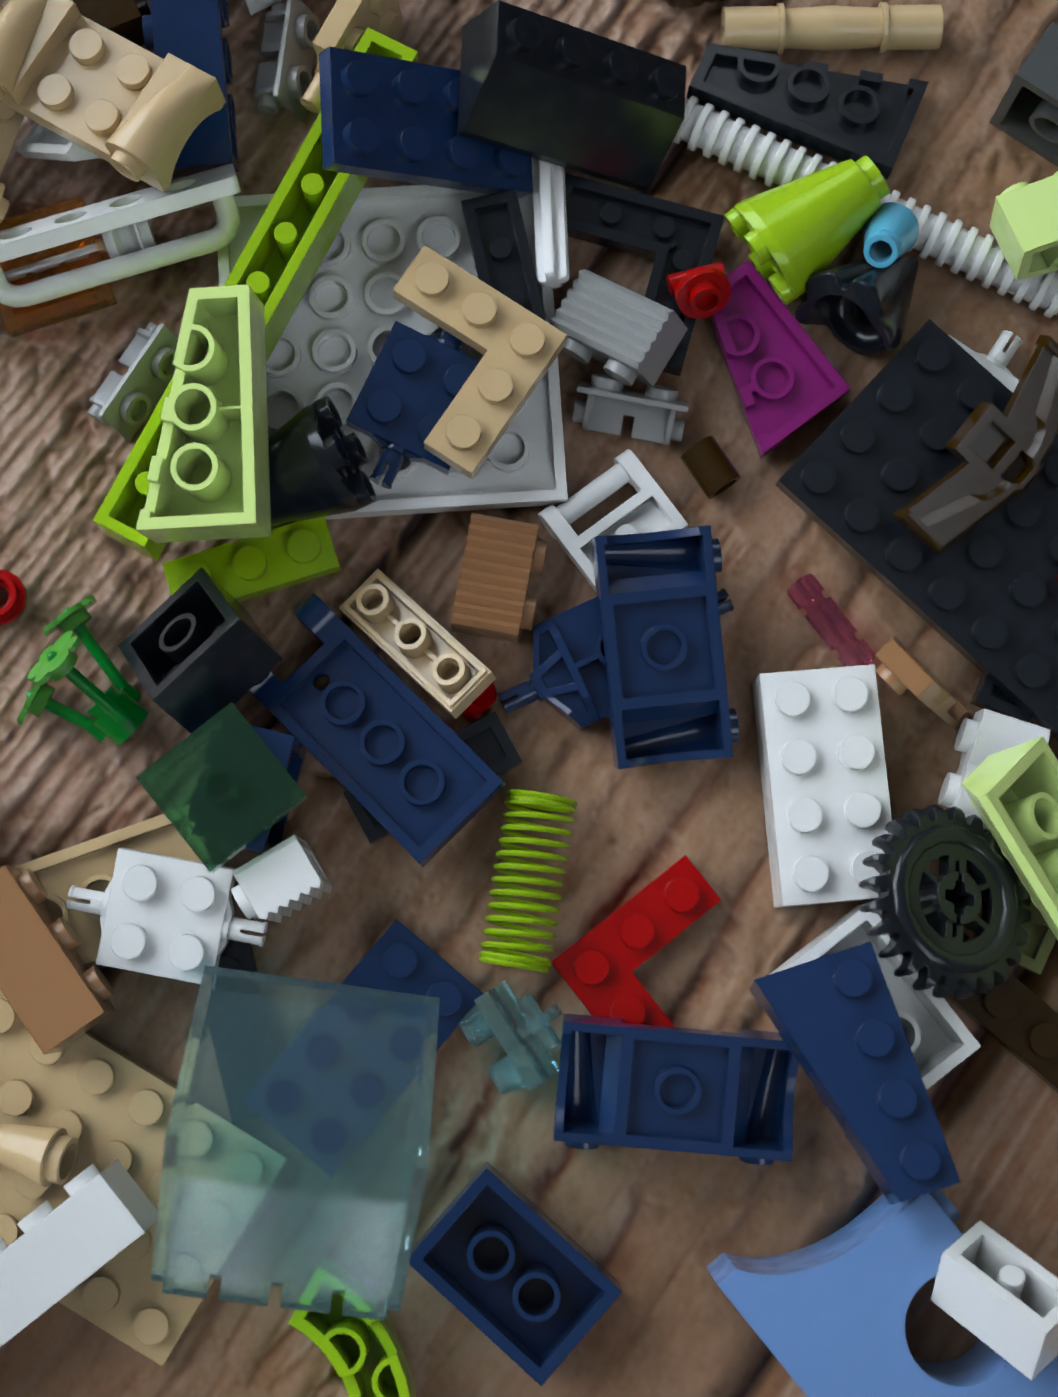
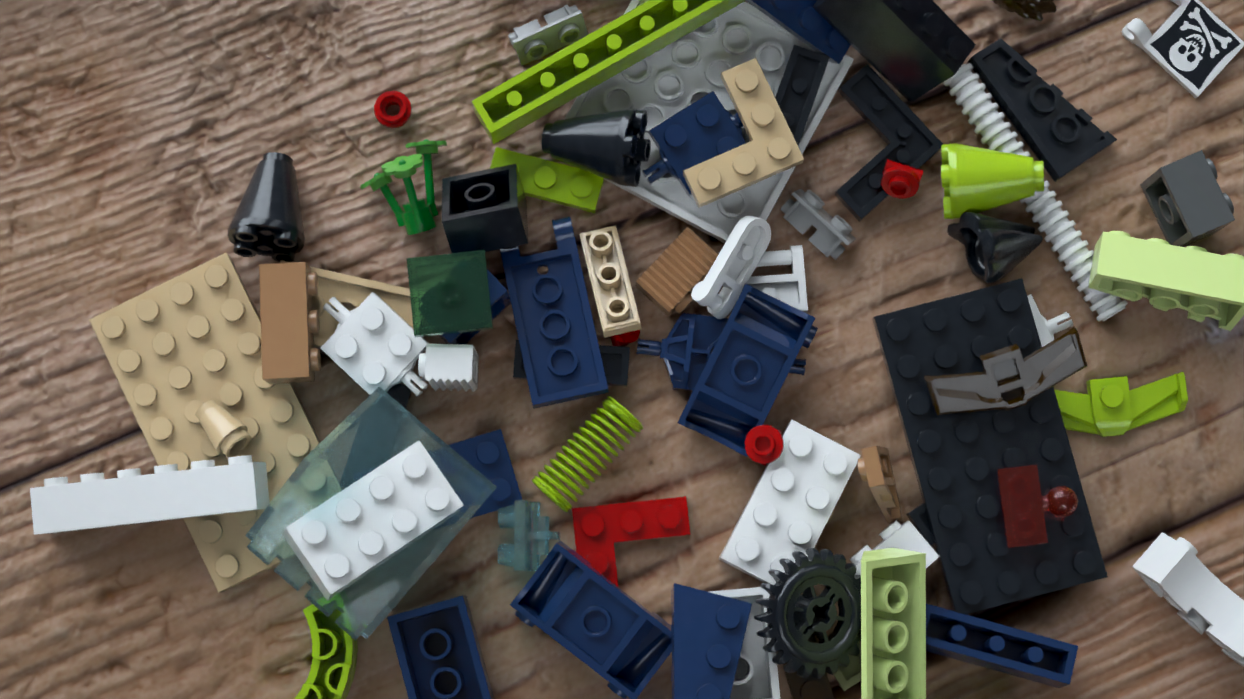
camera: 35 degrees right, 0 degrees up
(214, 434) = (565, 99): yellowish green wedge -> none
(307, 1149) = (372, 520): none -> white brick
(550, 224) = (837, 89): white axle -> none
(562, 527) = (733, 266): none -> white plate
(618, 328) = (838, 172): light grey brick -> none
(710, 467) = (842, 285): dark brown hinge -> none
(746, 726) = (764, 444): none -> red plate
(772, 362) = (918, 246): magenta wing -> none
(830, 622) = (854, 416): clear pink axle -> none
(833, 27) = (1080, 73): tan piece -> none
(889, 234) = (1029, 215): medium azure cone -> none

